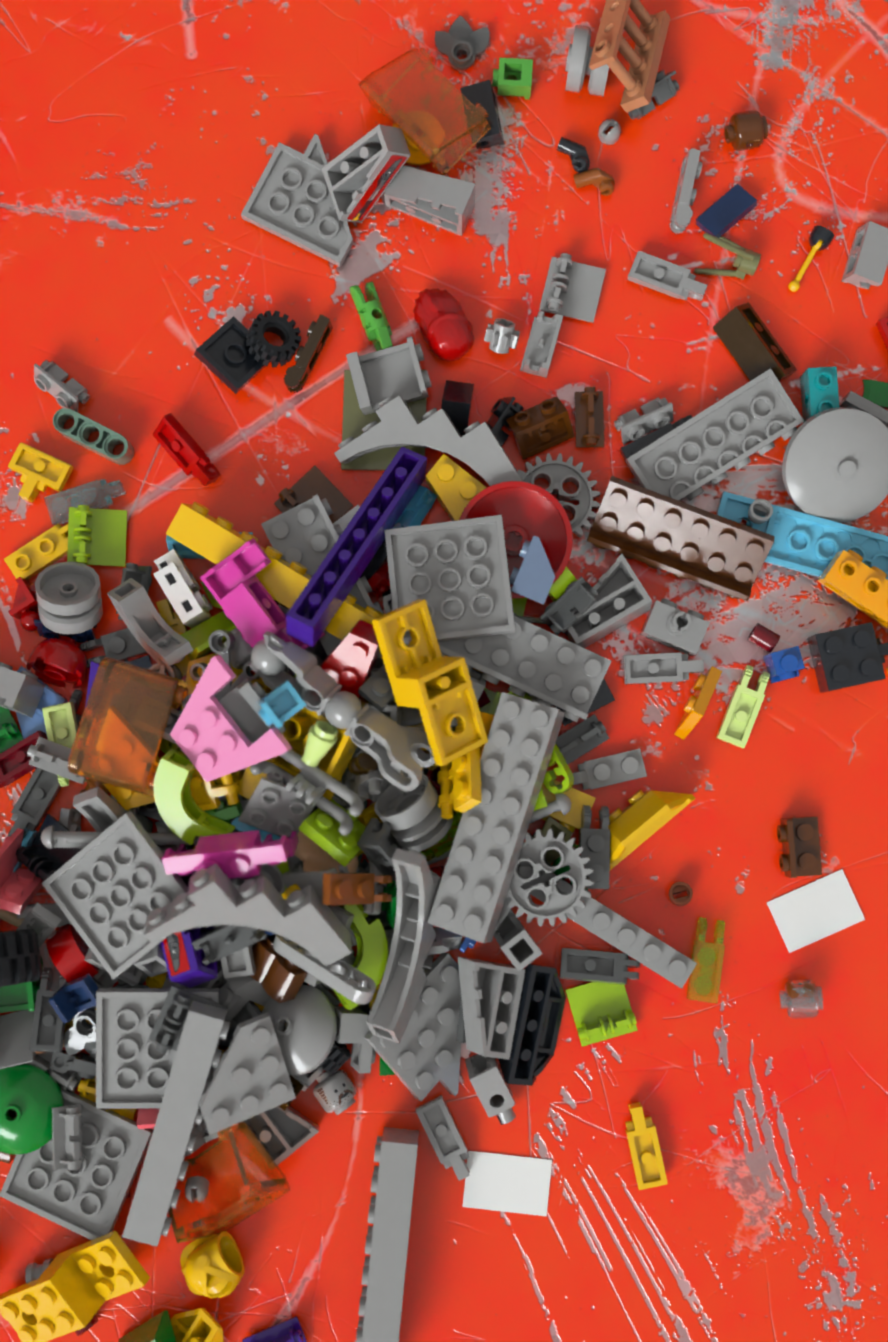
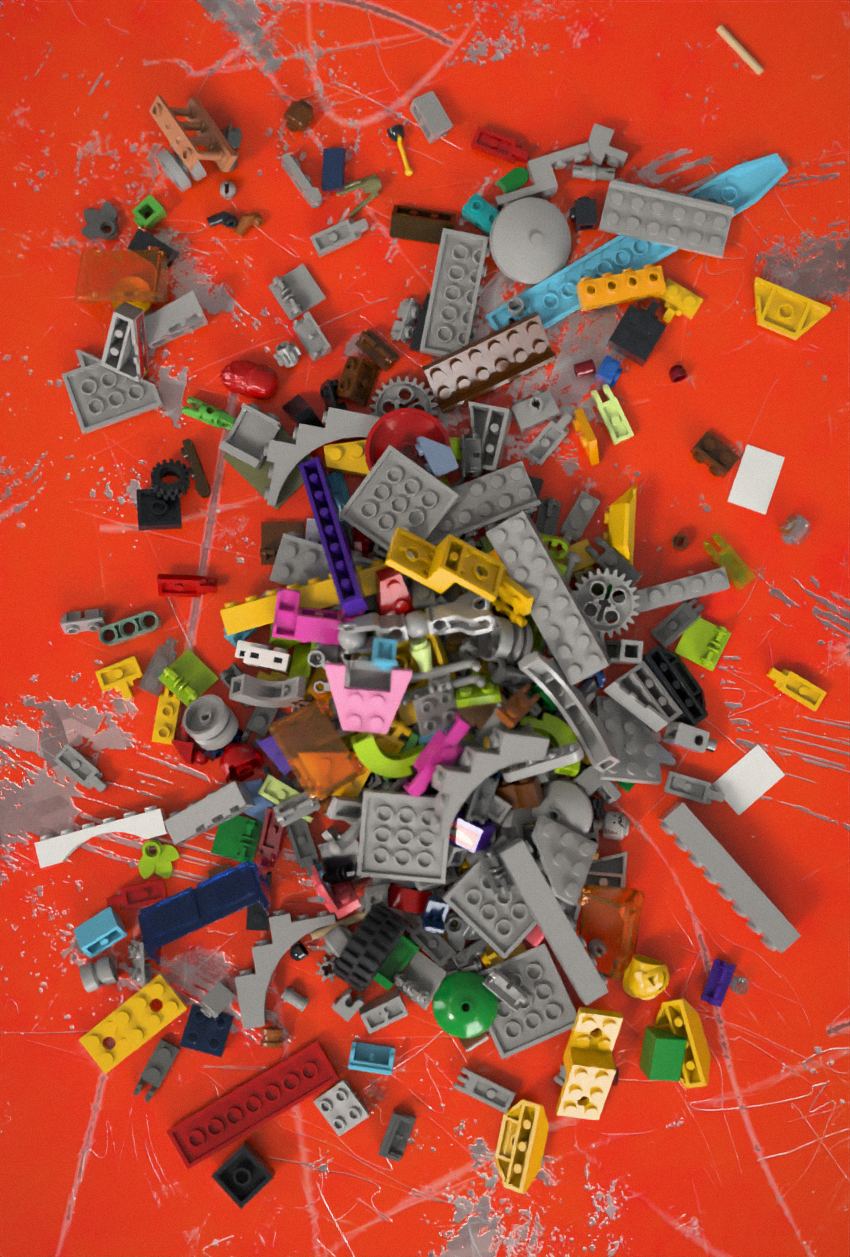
camera: 50 degrees left, 0 degrees up
(846, 734) = (677, 373): none -> dark red hinge

